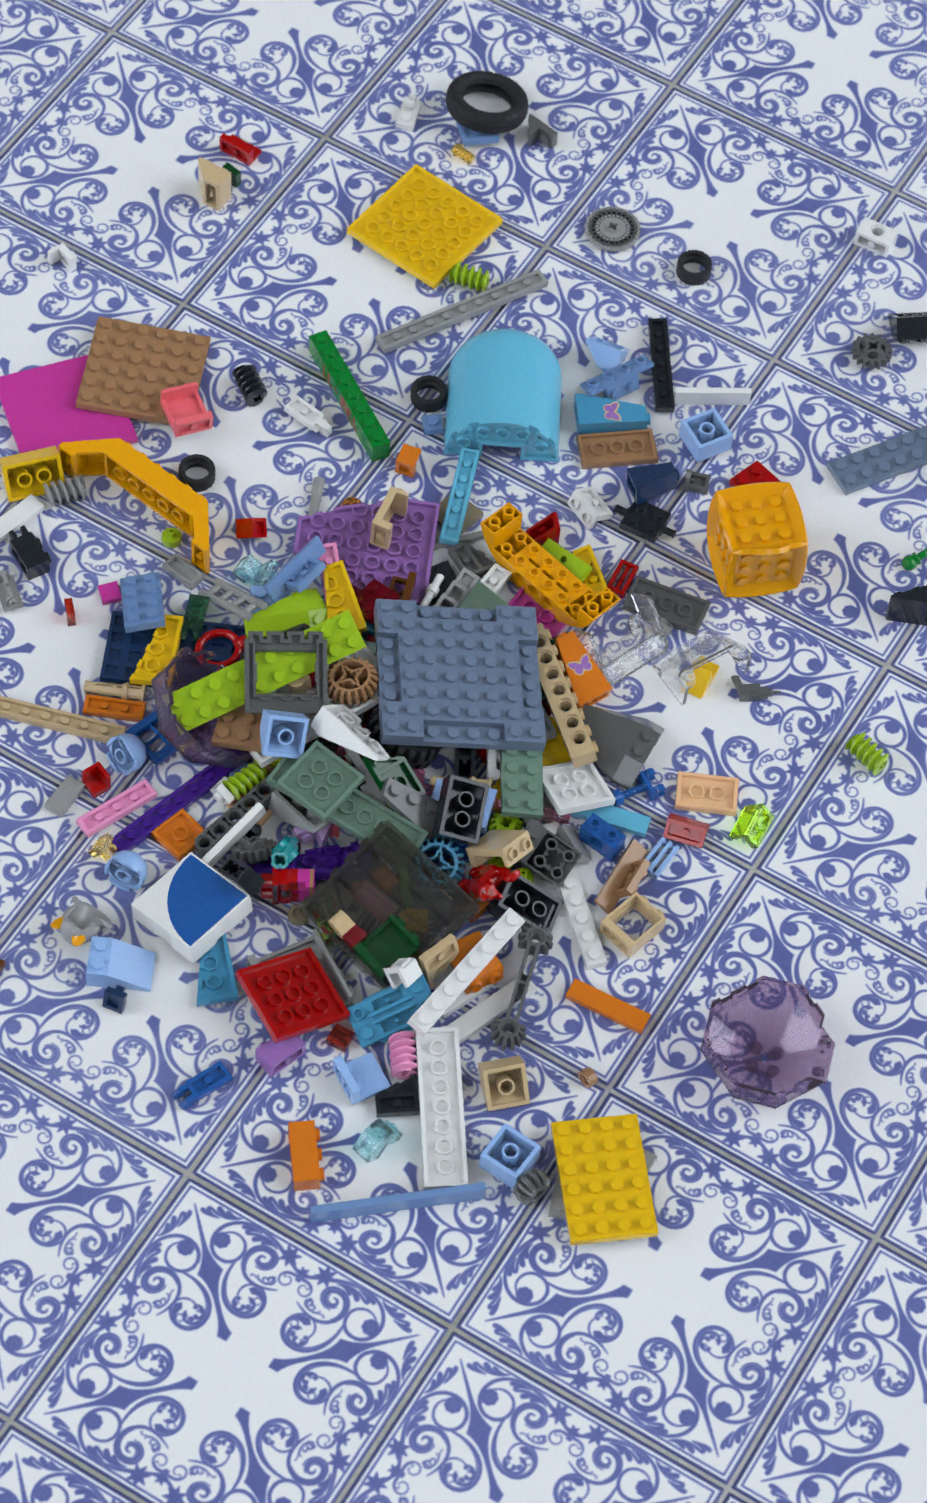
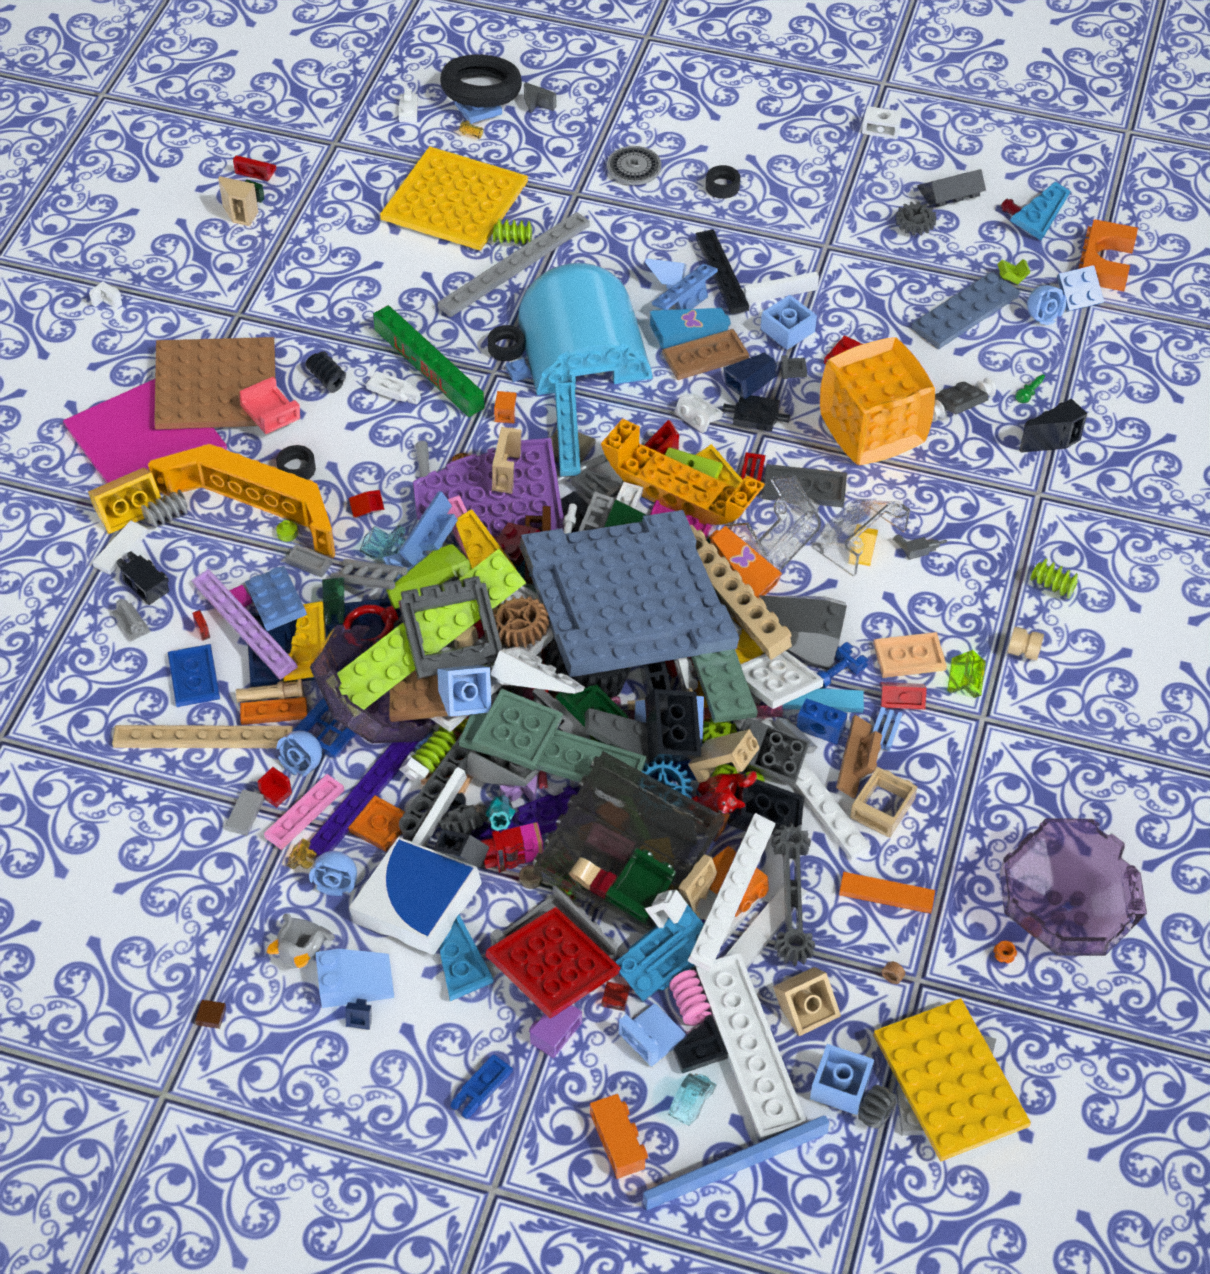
camera: 10 degrees left, 5 degrees down
(51, 657) = (193, 675): none -> blue tile
(108, 620) = (244, 624): none -> lavender tile
(695, 1079) = (1009, 948): none -> orange plate
(813, 807) = (1025, 643): none -> tan wheel
(845, 552) = (962, 397): none -> dark grey plate

